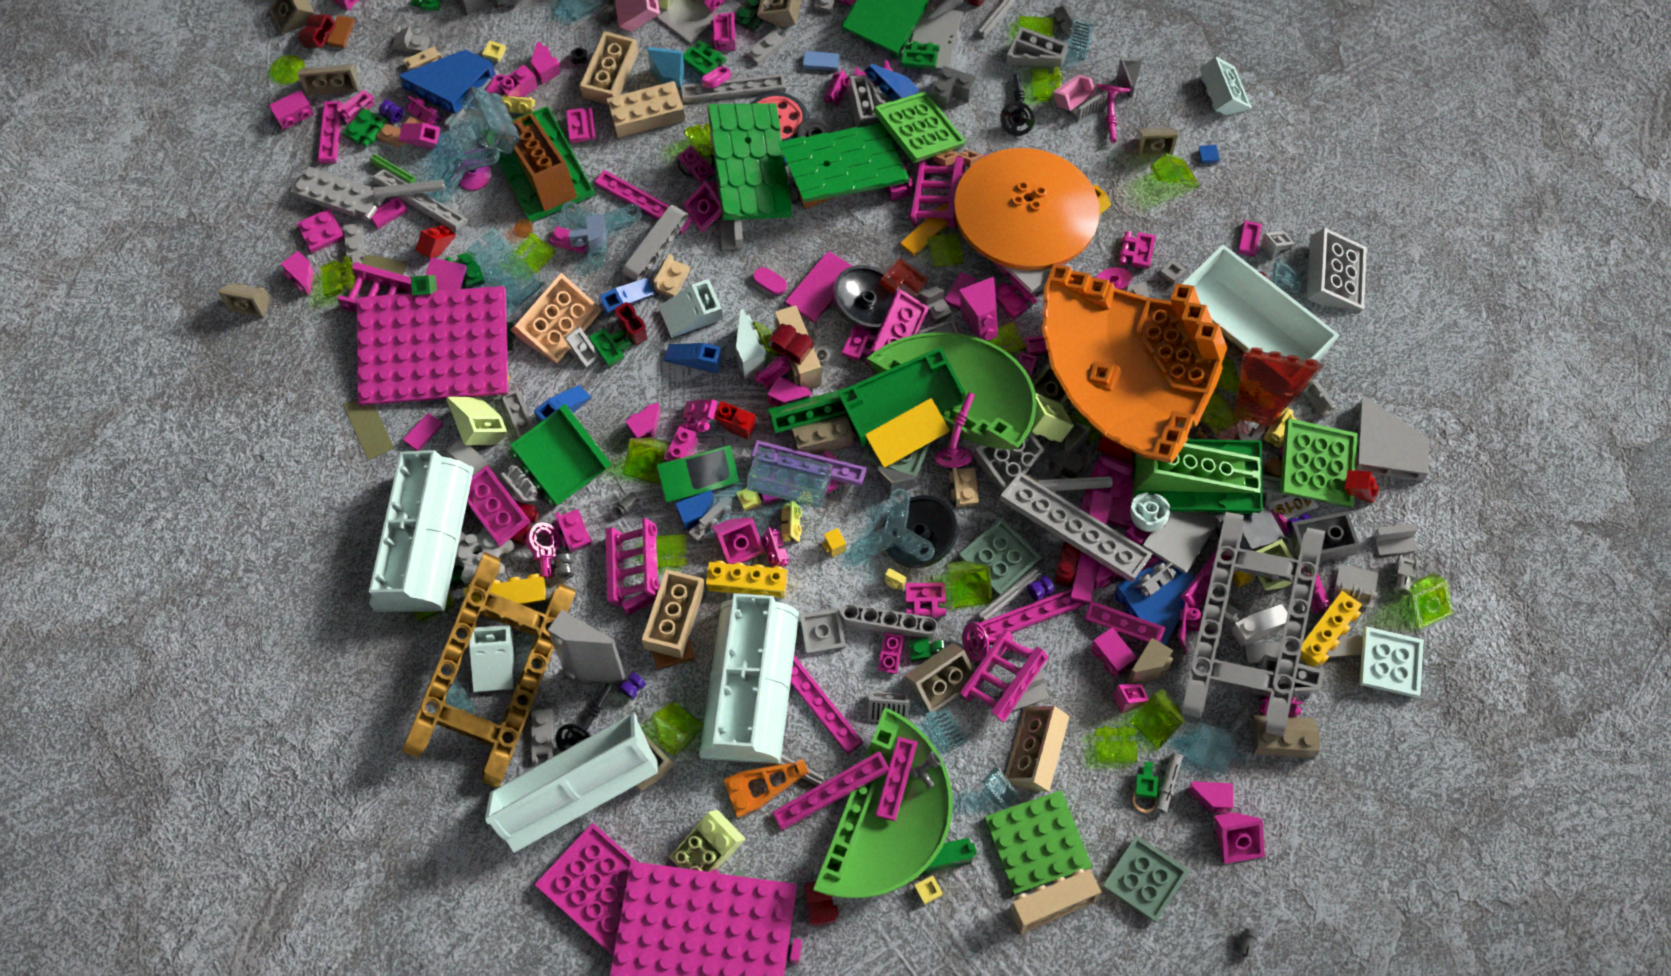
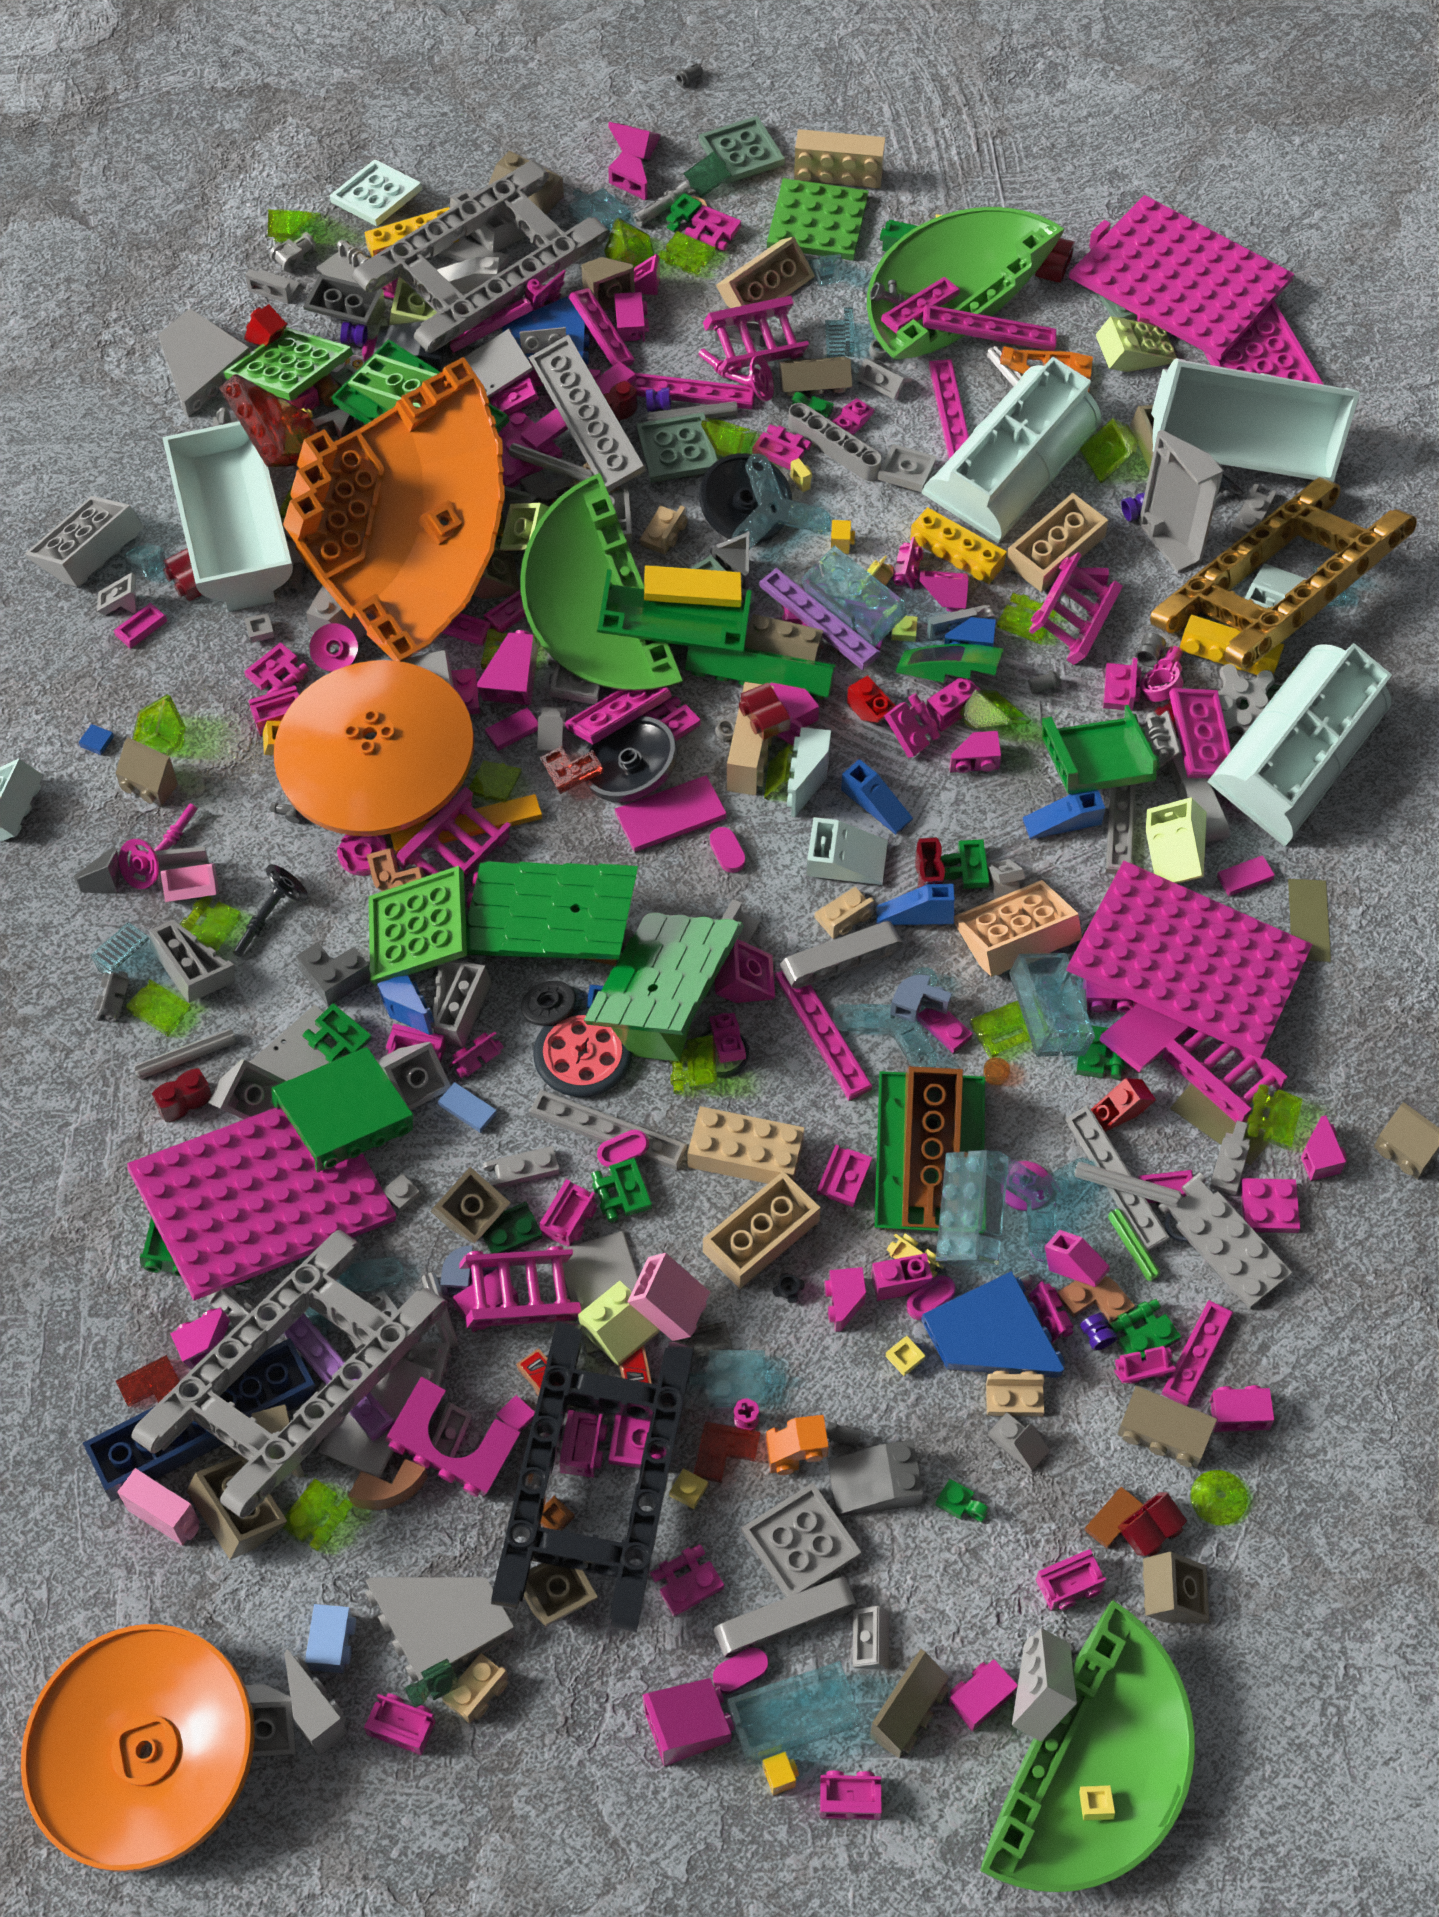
camera: 150 degrees left, 5 degrees down
(423, 284) = (1174, 1013): green brick -> none
(666, 65) = (680, 1187): dark azure slope -> none
(864, 54) = (415, 1073): none -> light grey slope
(952, 451) = (641, 554): dark pink dish -> none
(1112, 786) = (716, 223): none -> dark pink plate
(1113, 222) = (272, 706): none -> dark pink hinge
(1149, 512) = (503, 385): light aqua cylinder -> none
(1154, 833) = (707, 174): none -> clear green piece

